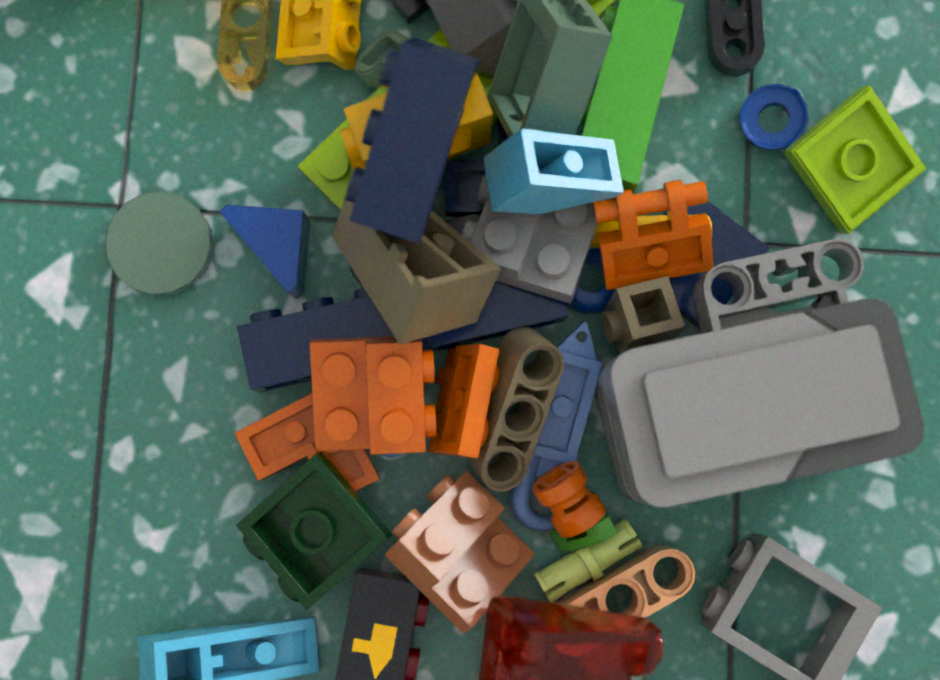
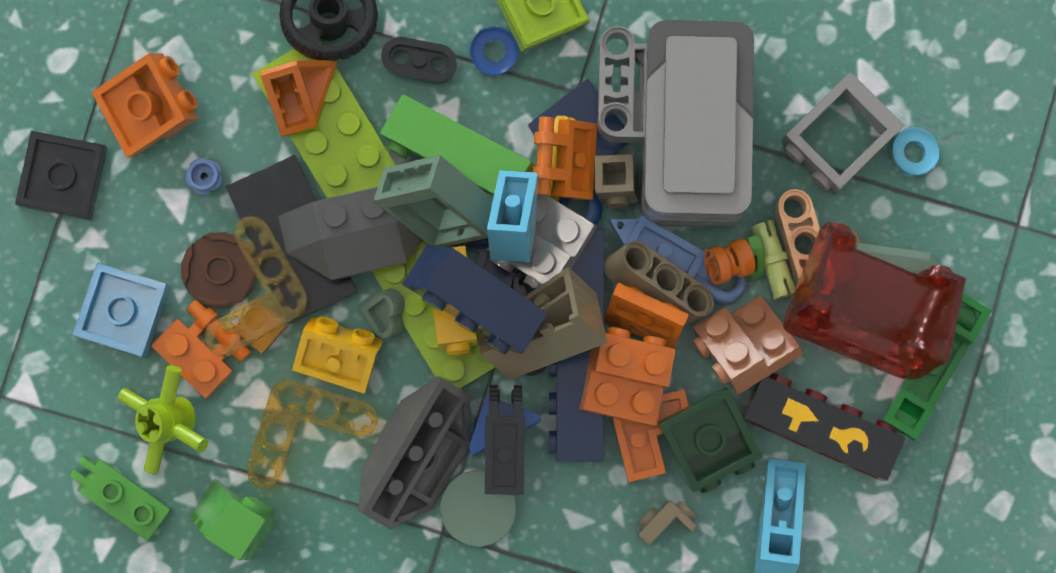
camera: 75 degrees left, 0 degrees up
(189, 484) = (656, 521): none -> dark tan bracket
(202, 139) = (416, 454): none -> dark grey wedge
(237, 248) = (504, 446): none -> black hinge

